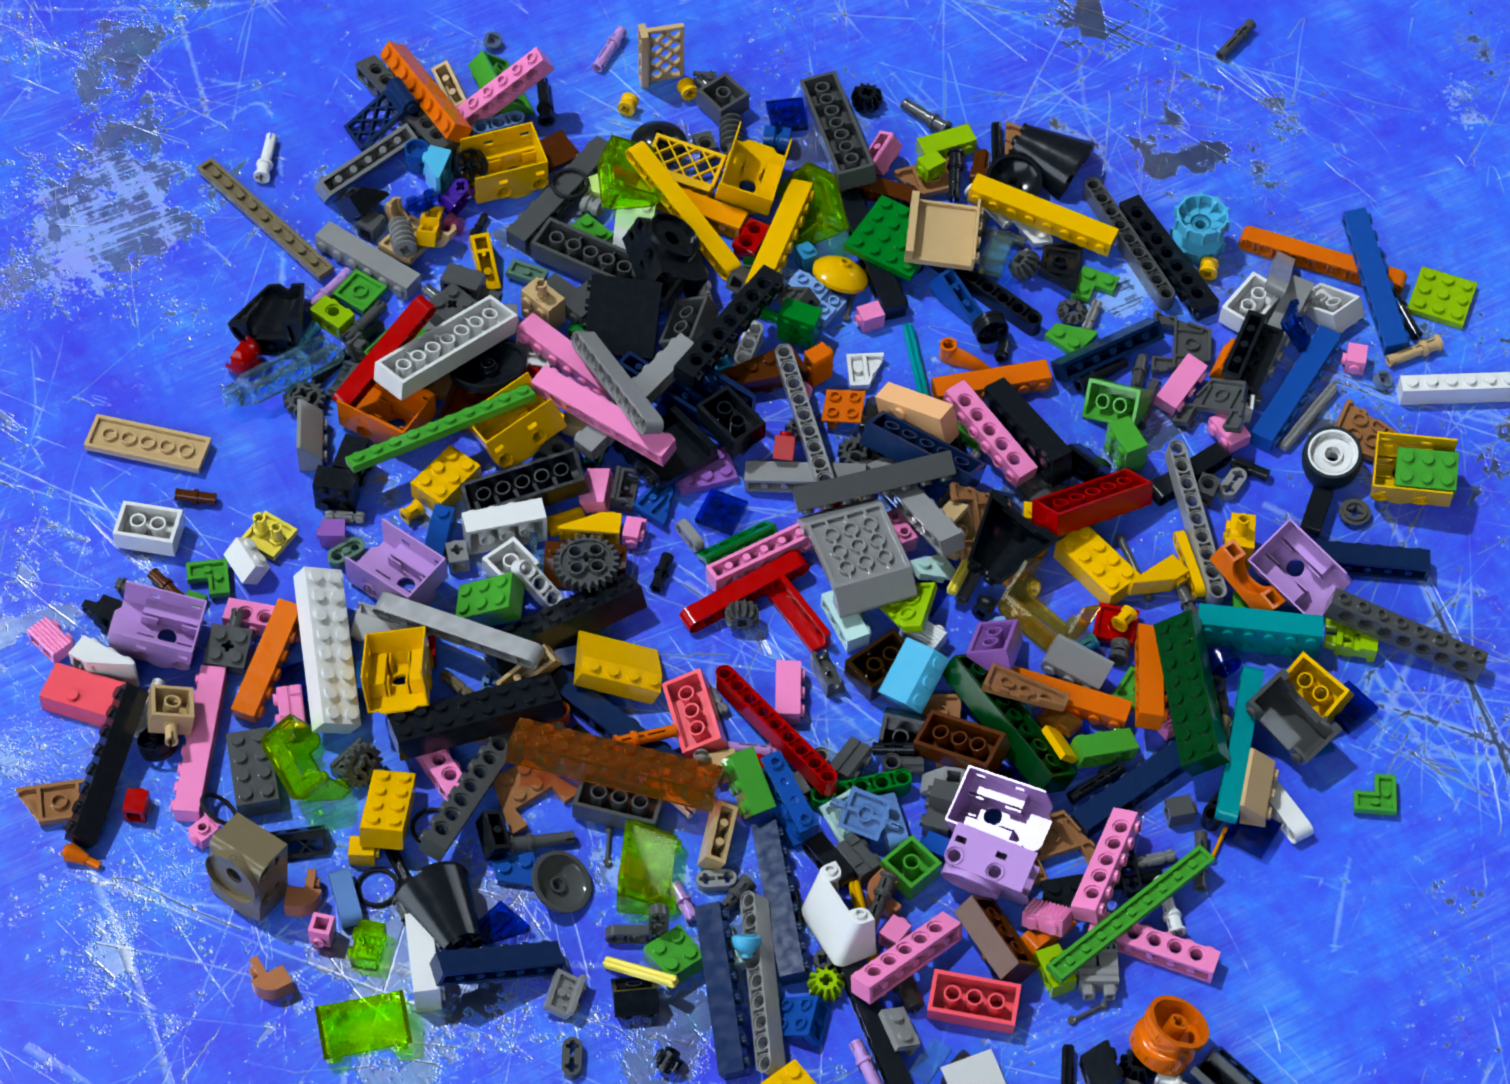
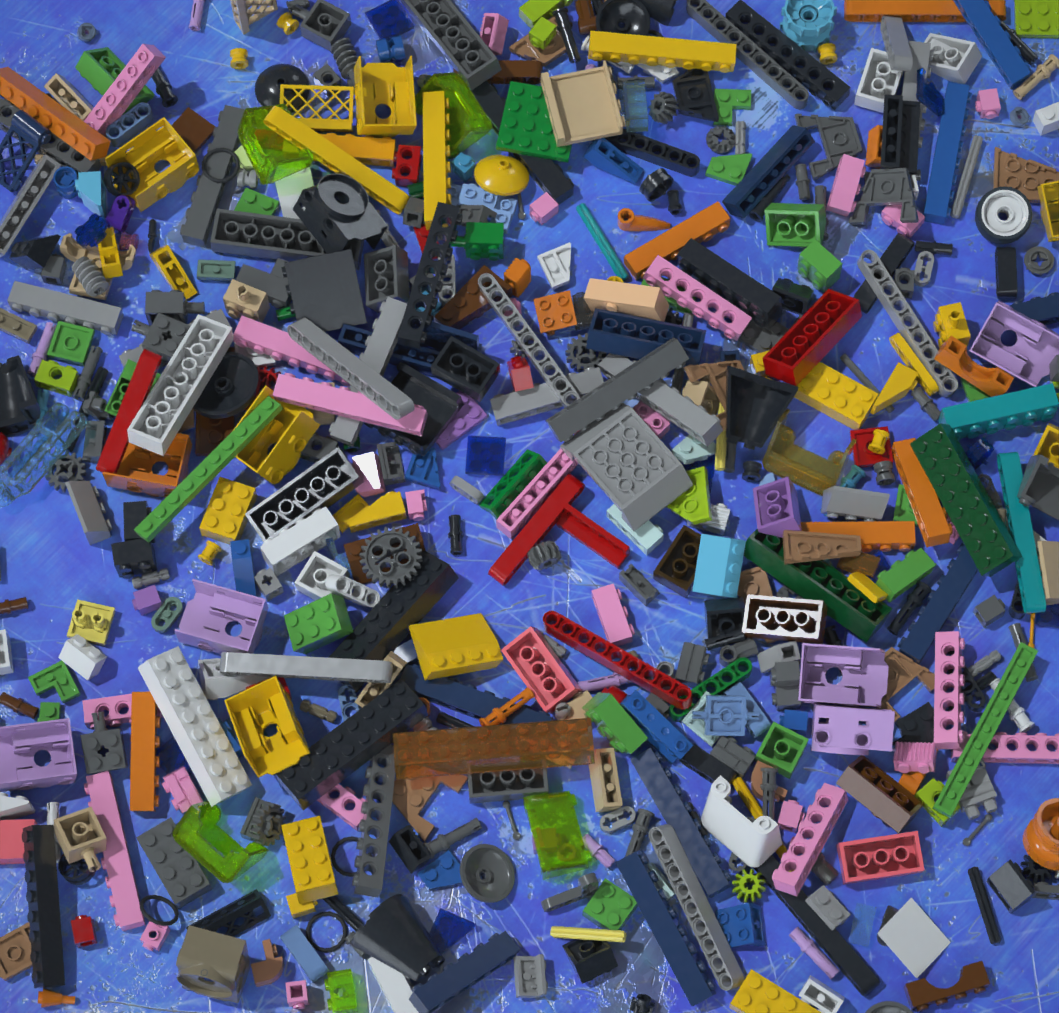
camera: 15 degrees left, 15 degrees up
(746, 944) = (672, 879): medium azure brick -> none

